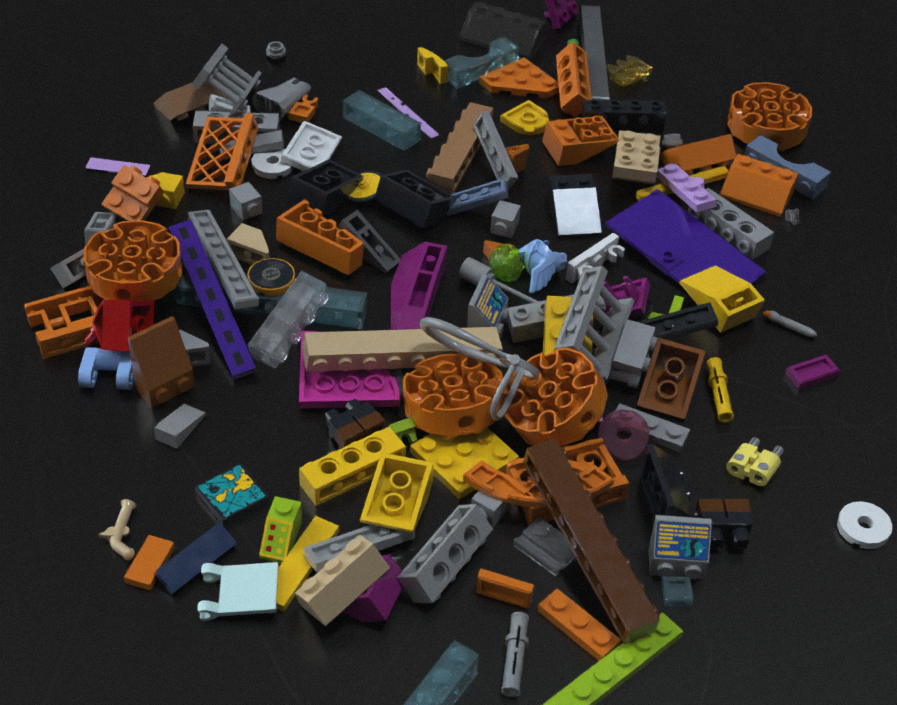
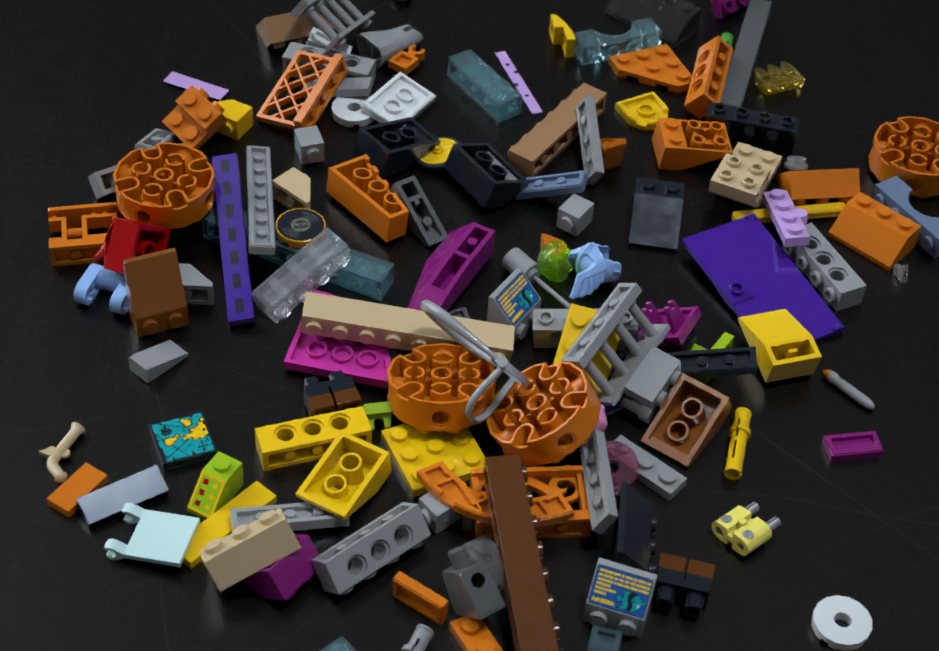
camera: 15 degrees right, 0 degrees up
(551, 567) = (471, 586): none -> dark grey torso
(594, 257) = (659, 272): white plate -> none
(624, 450) = (598, 482): none -> light grey plate

